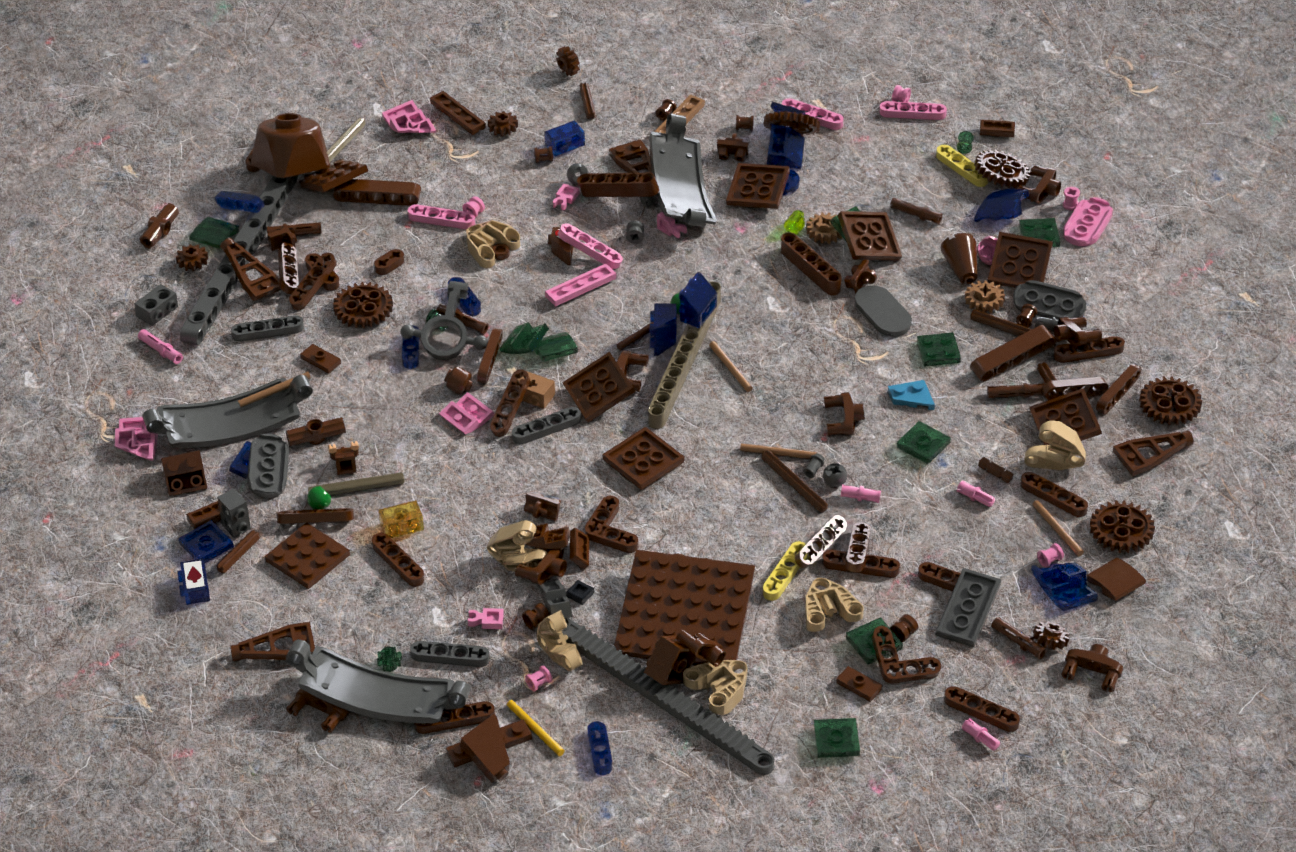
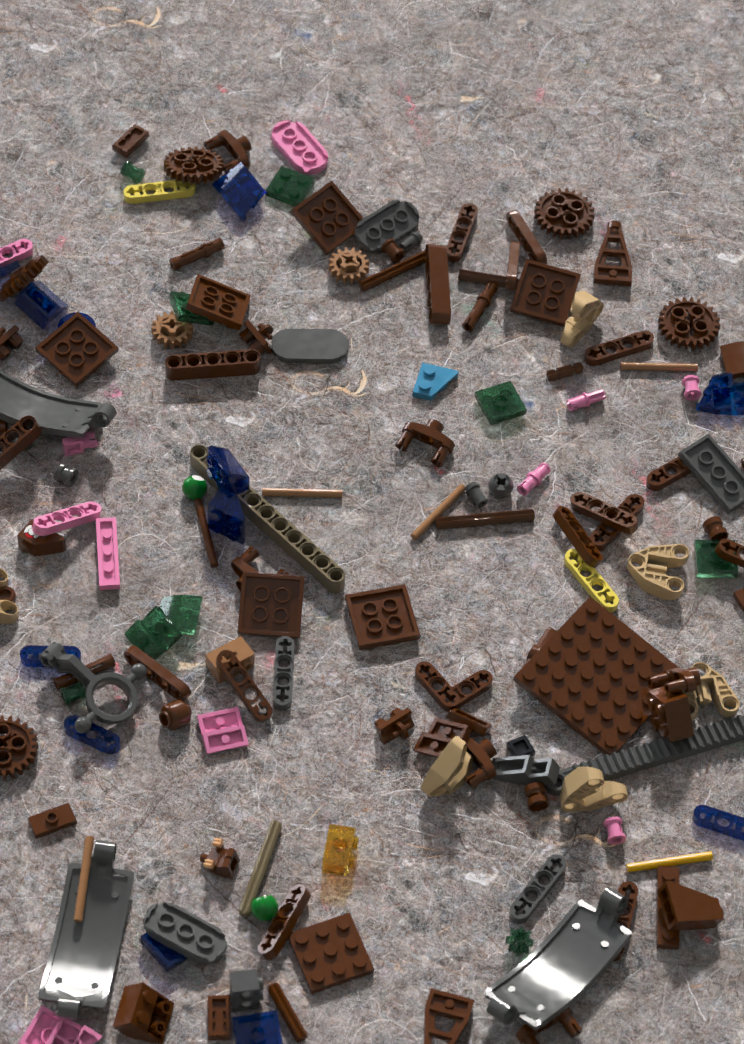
camera: 65 degrees left, 10 degrees up
(315, 431) = (161, 880): reddish brown piece -> none
(396, 560) = (385, 874): reddish brown beam -> none
(490, 618) = (513, 835): bright pink plate -> none
(795, 222) = (145, 347): clear neon green brick -> none
(893, 110) = (51, 183): bright pink beam -> none
(901, 94) = (30, 181): bright pink wheel -> none
(938, 349) = (387, 333): clear green plate -> none
(961, 256) = (294, 255): reddish brown cone -> none
(986, 249) = (293, 231): bright pink hair -> none
(1070, 331) = (439, 232): reddish brown connector -> none
(1071, 196) = (263, 140): bright pink bush -> none

